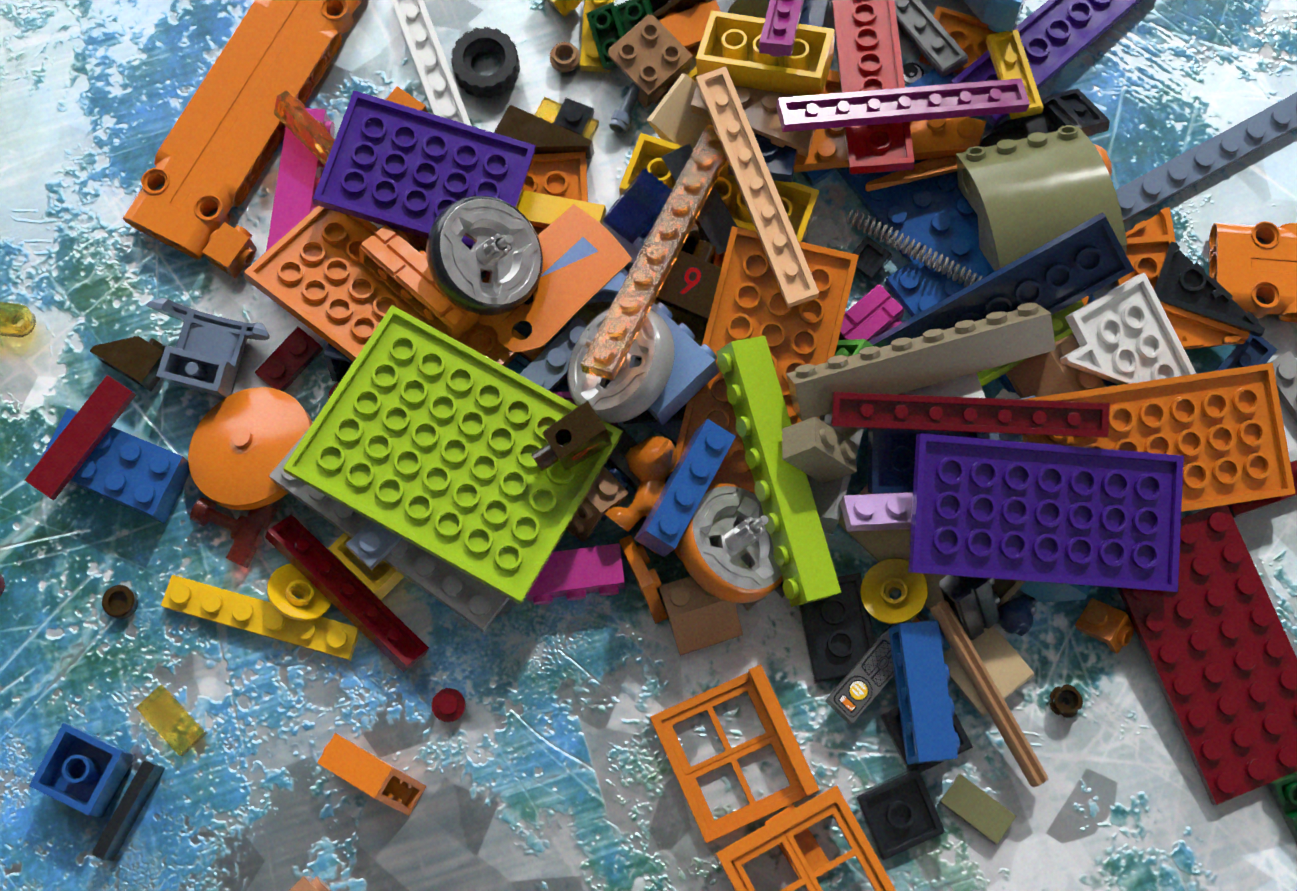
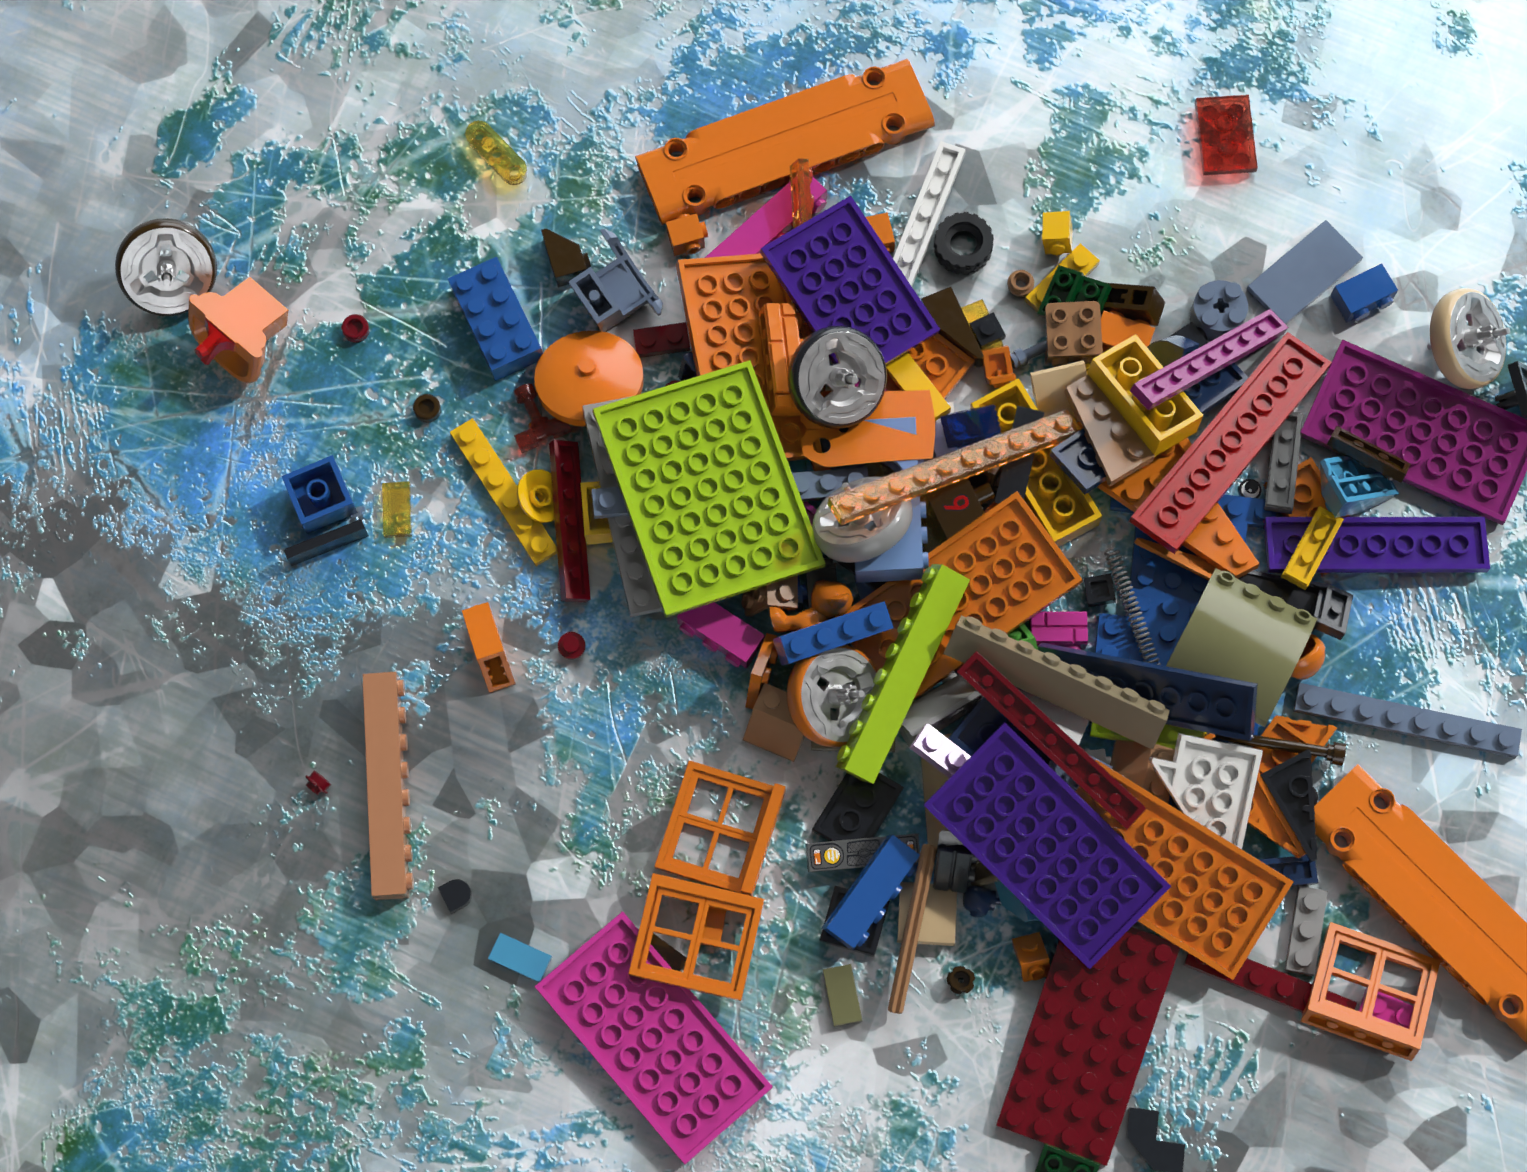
camera: 40 degrees right, 0 degrees up
(80, 437) = (488, 283): dark red tile -> none
(582, 430) = (785, 541): dark brown torso -> none
(610, 141) = (998, 366): none -> orange bracket
(757, 187) = (1054, 478): light nougat plate -> none
(819, 450) = (937, 681): dark tan brick -> none
(890, 576) = (908, 805): yellow dish -> none
(899, 813) = (790, 954): black tile -> none
(901, 105) = (1205, 505): plate -> none
(1189, 229) = (1332, 752): none -> dark brown piece

